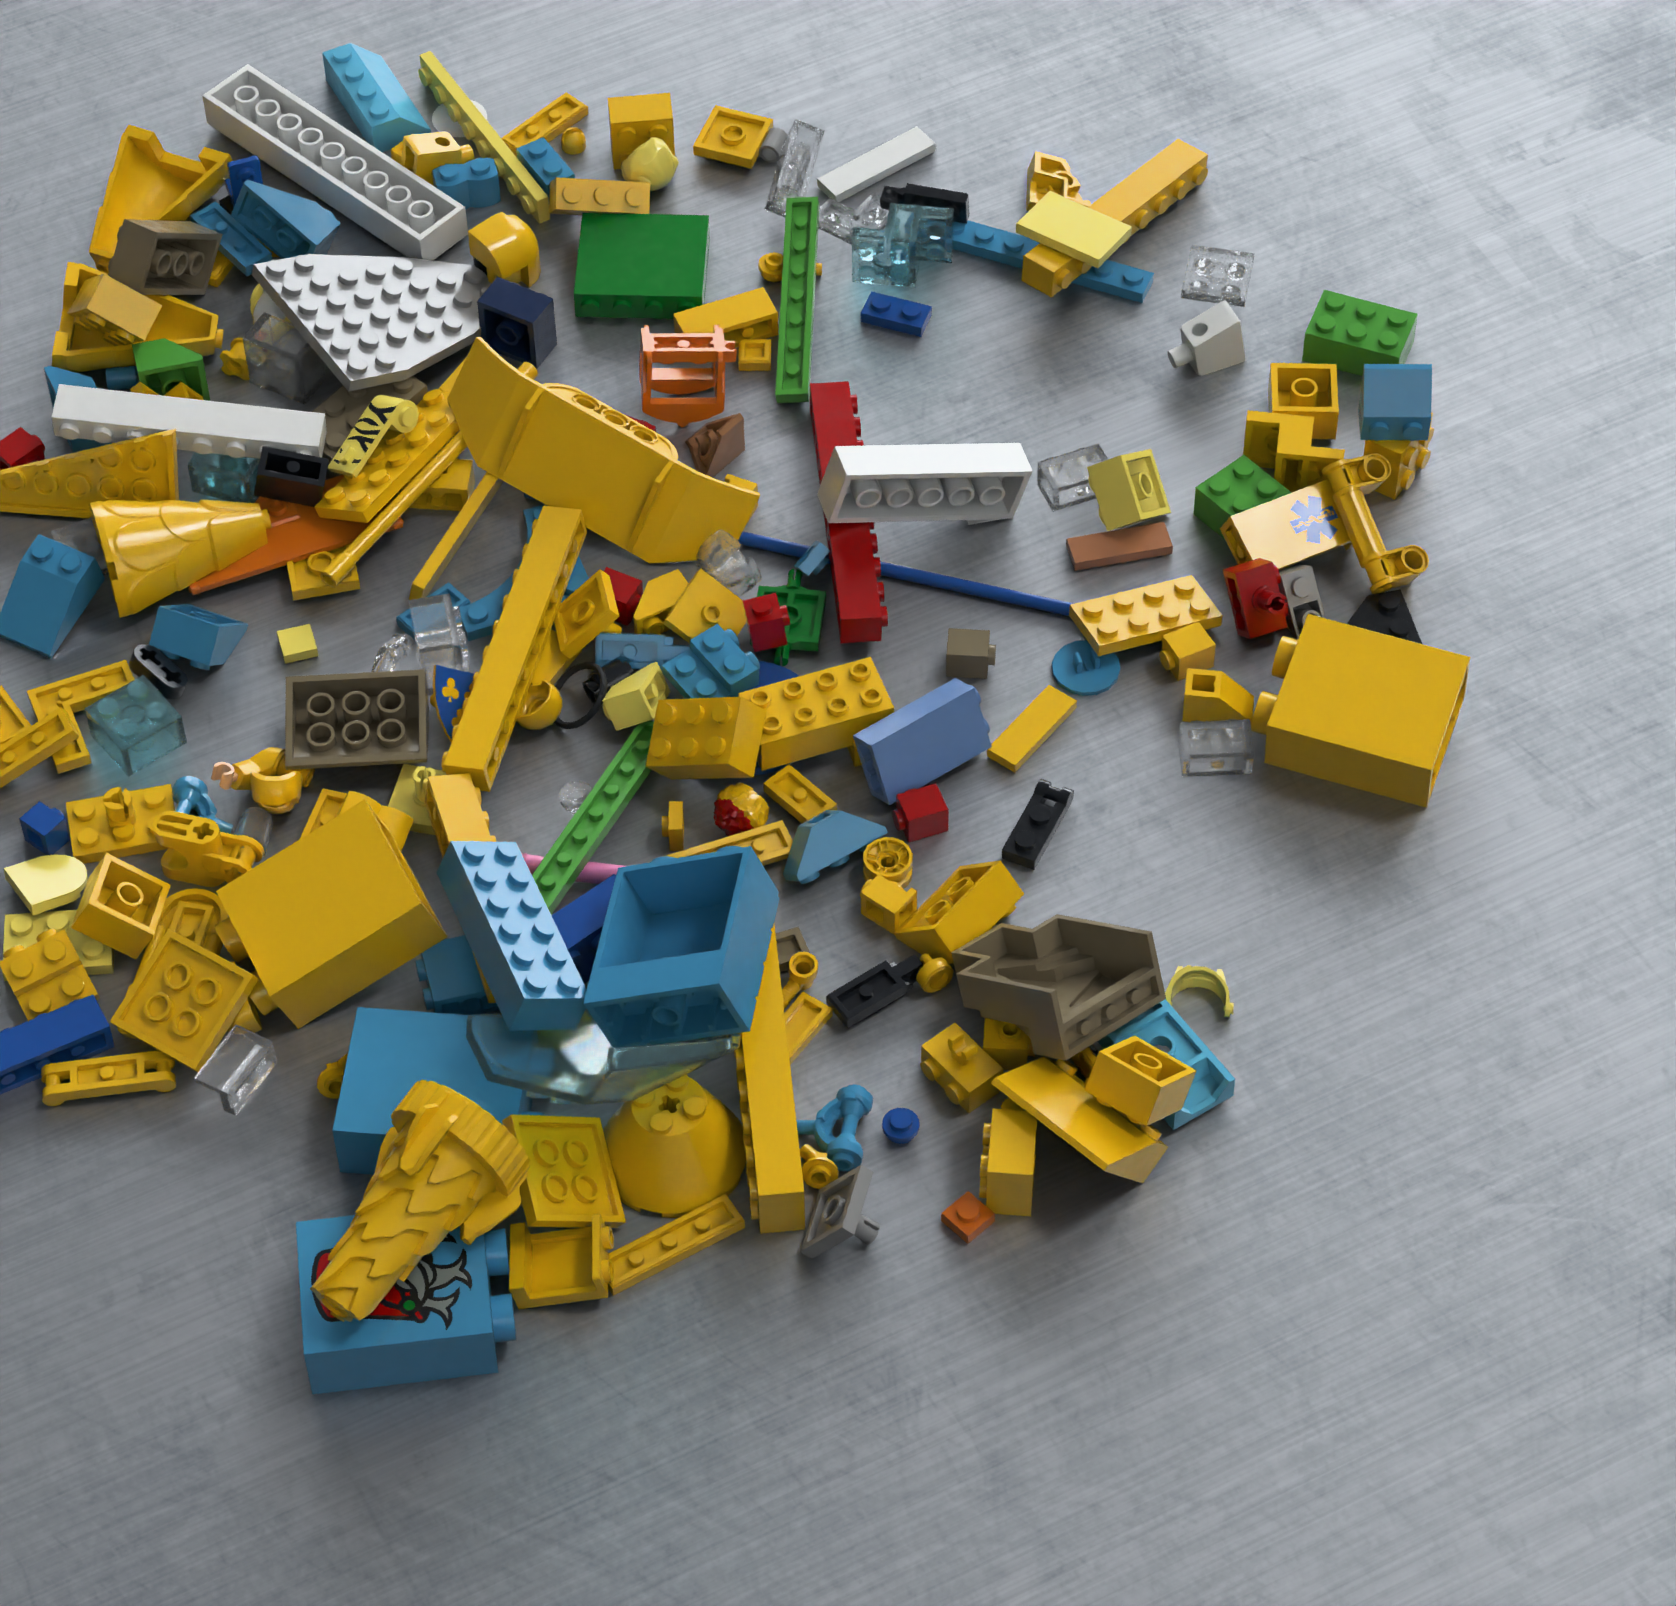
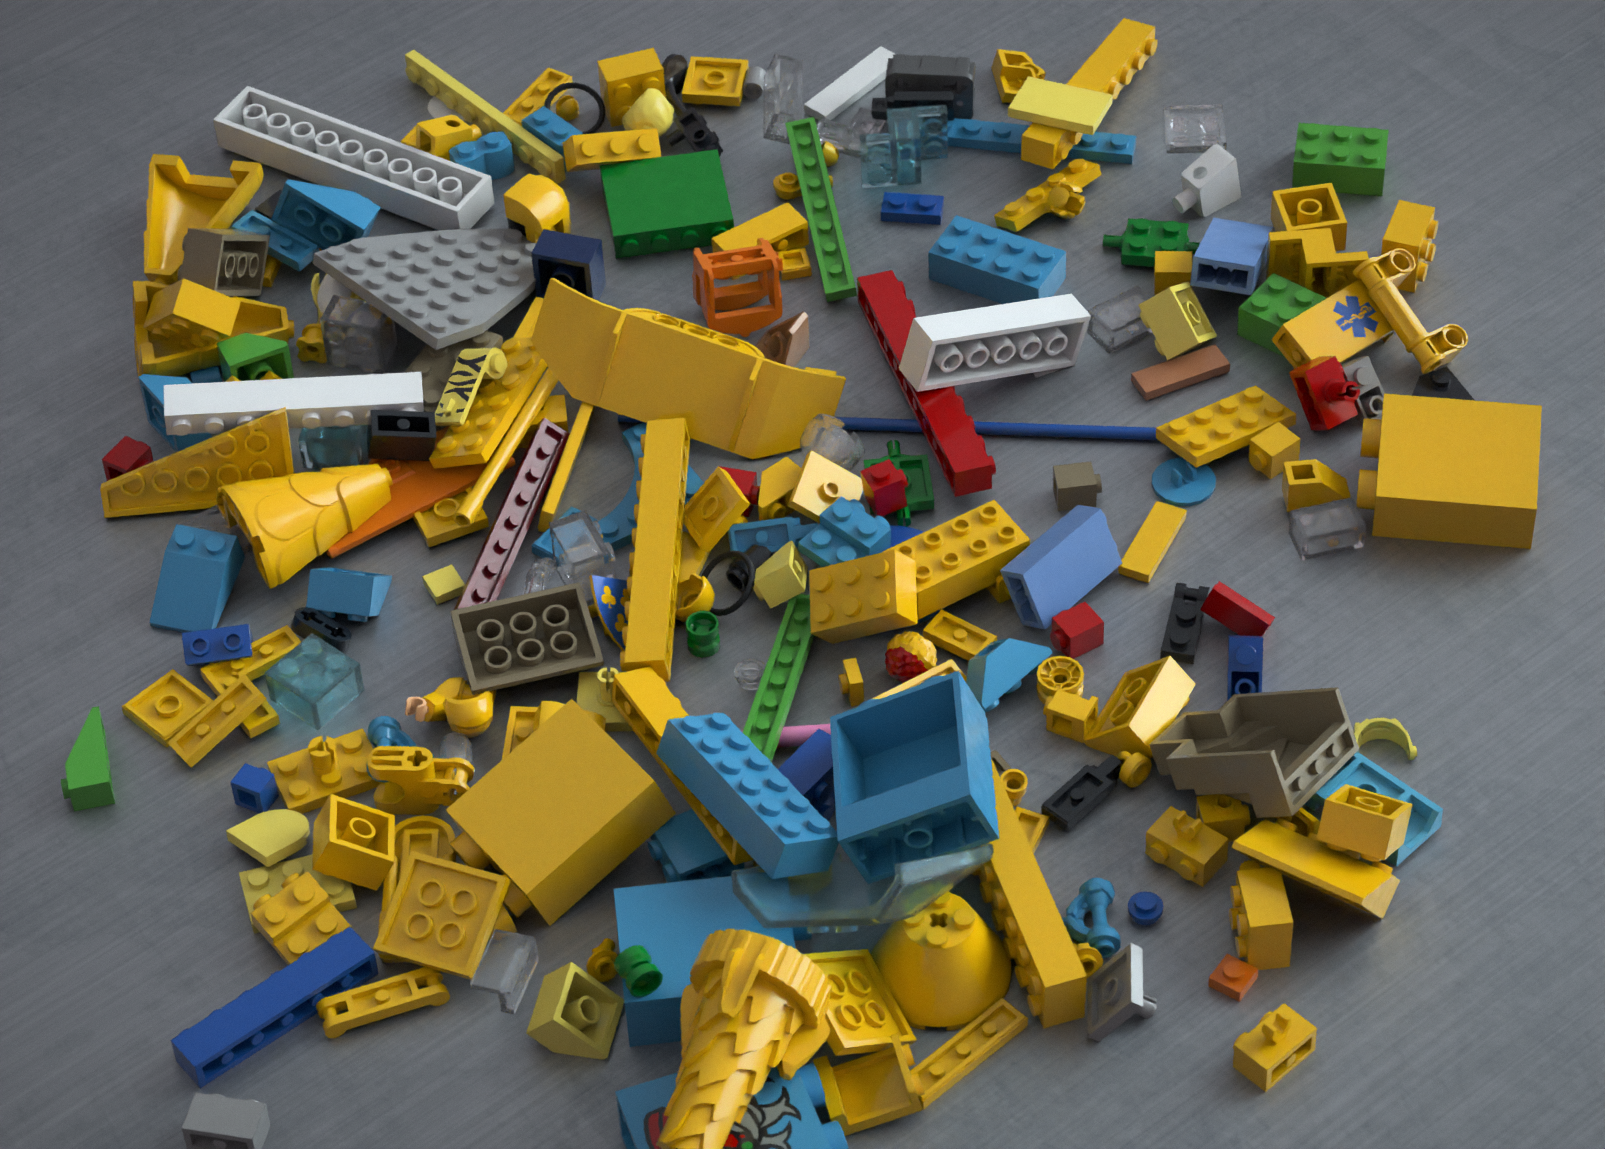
camera: 10 degrees left, 5 degrees down
(49, 669) = (217, 645): none -> blue bracket
(239, 172) = (276, 177): blue bracket -> none
(291, 1129) = (575, 1014): none -> light yellow slope
(351, 1099) = (640, 974): none -> green wheel
(372, 96) = (366, 97): medium azure slope -> none
(384, 584) = (514, 515): none -> plate
(539, 746) = (703, 634): none -> green wheel
(571, 118) = (592, 92): none -> black tyre
(691, 180) = (689, 123): none -> black piece
(813, 559) = (907, 428): dark azure plate -> none
(826, 239) = (830, 153): none -> yellow hinge
(955, 172) = (934, 74): none -> dark grey axle
(961, 392) = (995, 263): none -> dark azure brick
(984, 1300) = (1274, 1047): none -> yellow brick
(1047, 326) = (1055, 196): none -> yellow plate
(1082, 883) = (1244, 665): none -> blue slope
(1093, 823) = (1236, 612): none -> red panel
(1136, 398) = (1146, 237): none -> green plate
(1145, 431) = (1171, 269): none -> yellow brick
(1204, 428) = (1231, 256): none -> medium blue brick
(1395, 402) = (1404, 200): dark azure slope -> none

